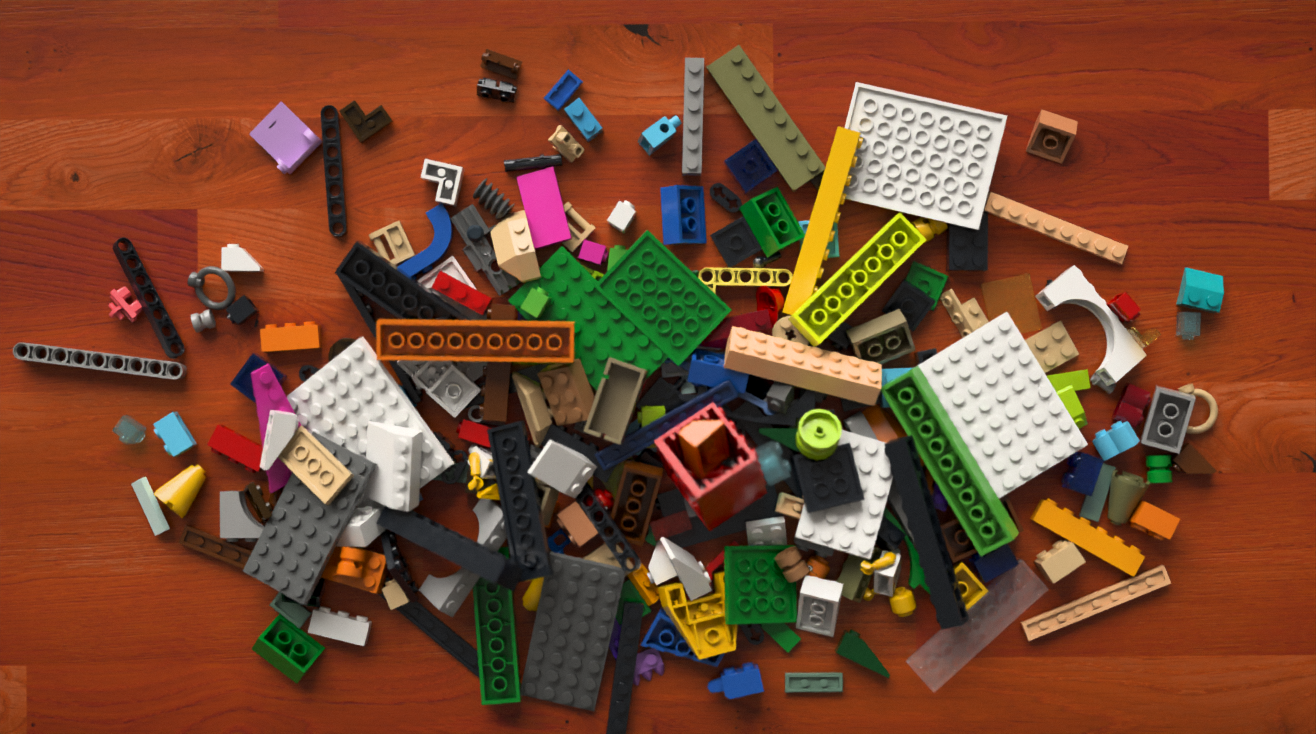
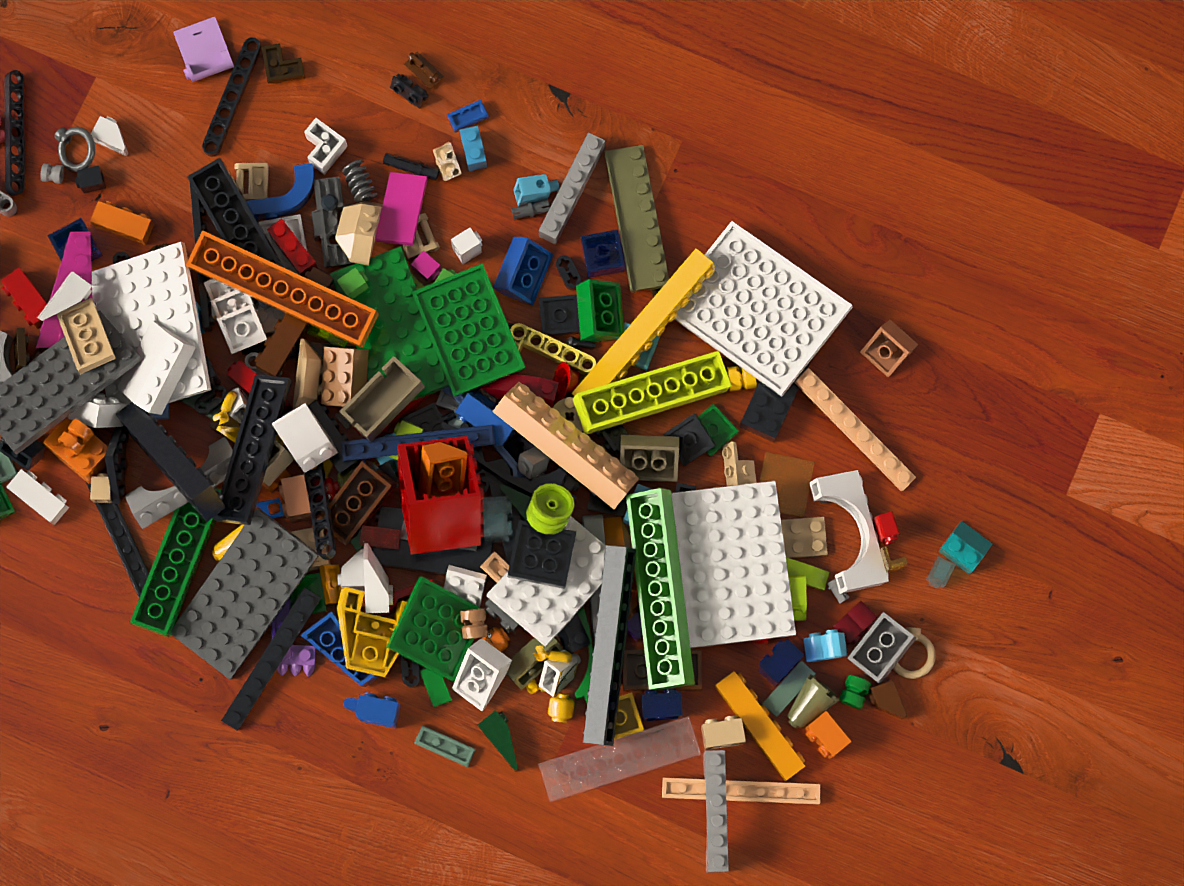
camera: 25 degrees right, 10 degrees down
(663, 153) = (530, 209): none -> dark grey pin
(1100, 665) = (716, 811): none -> light grey arch

